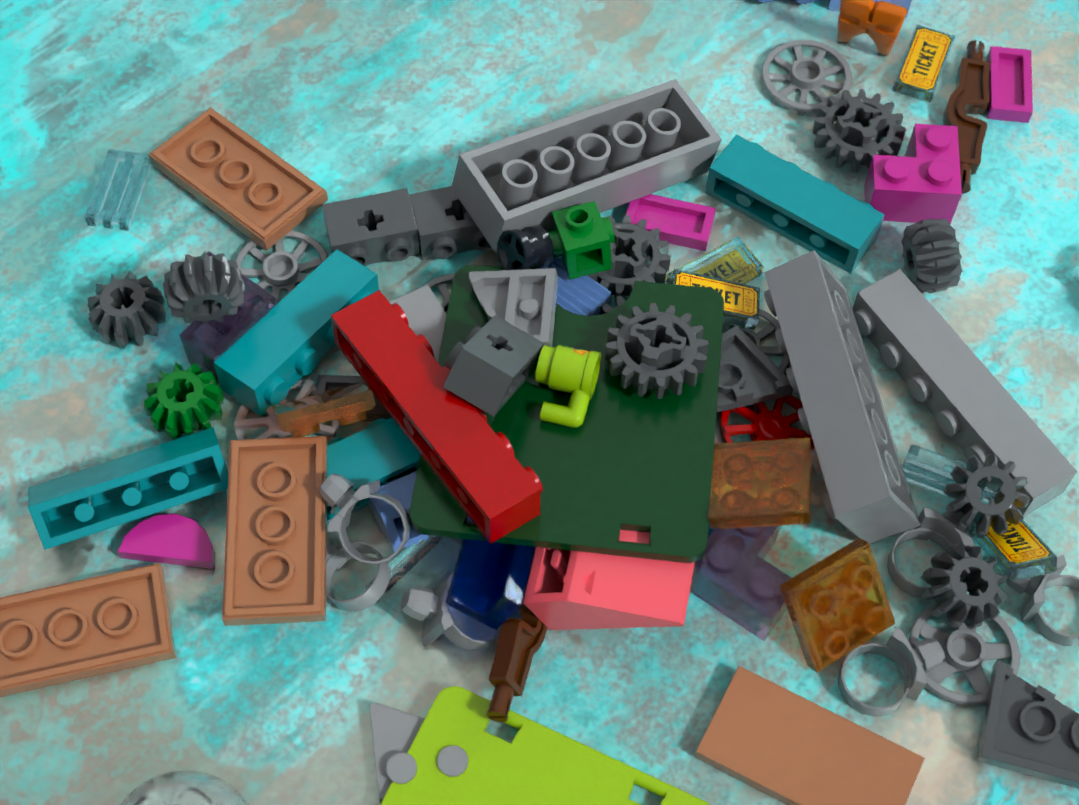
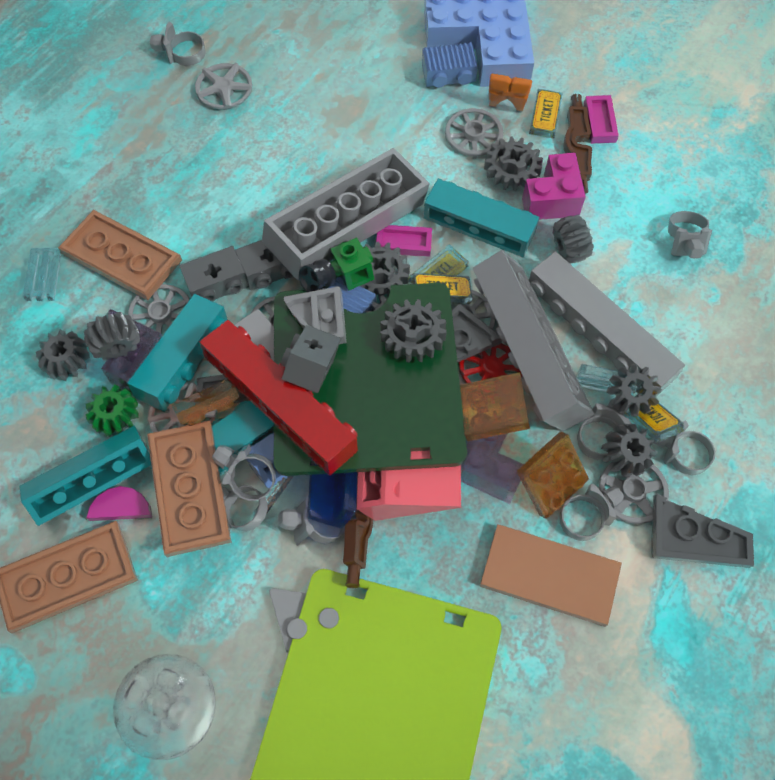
camera: 10 degrees left, 5 degrees up
(570, 372) = (360, 353): lime piece -> none

